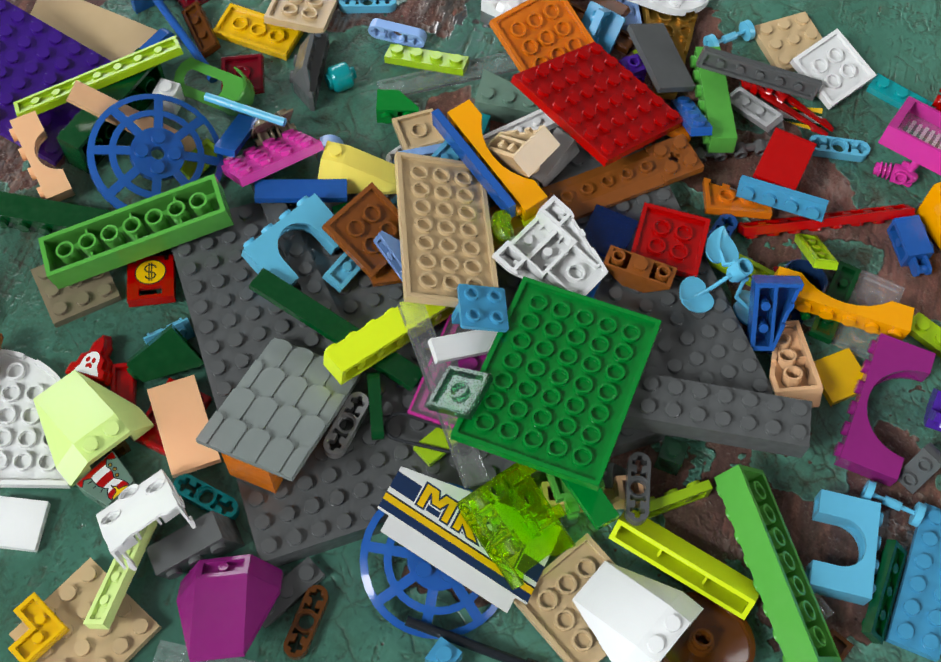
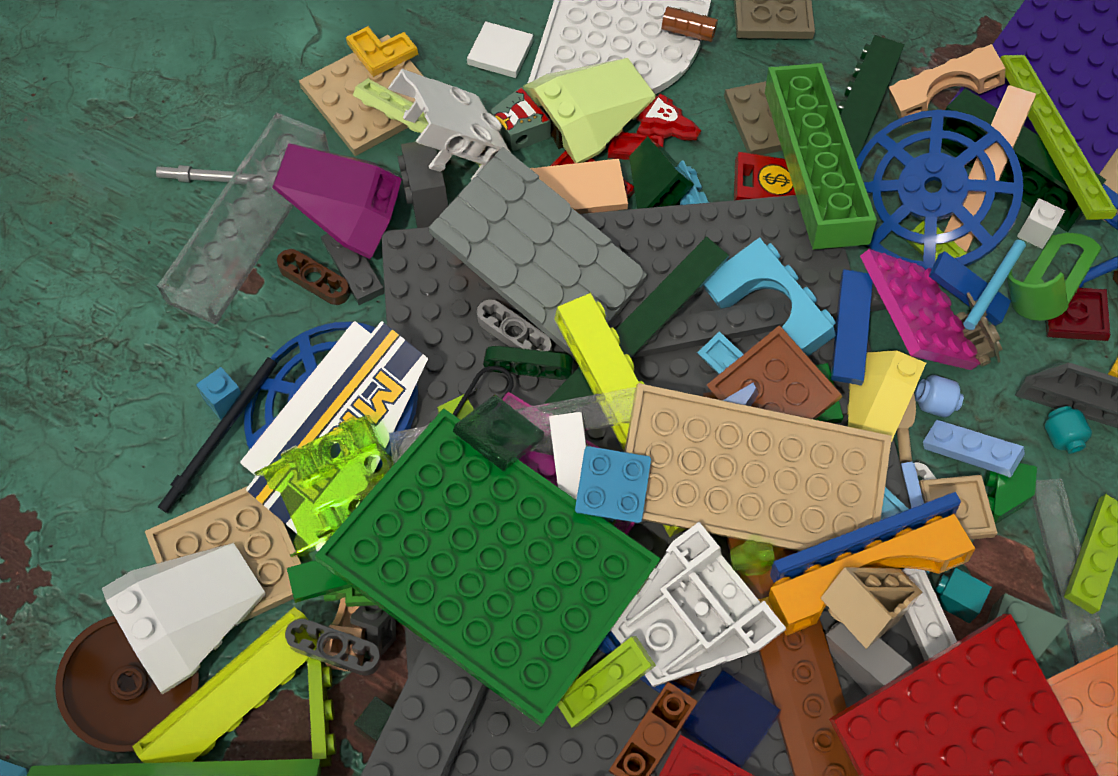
camera: 105 degrees right, 0 degrees up
(371, 122) = (974, 448): none -> light blue plate
(606, 290) = (605, 681): none -> lime plate

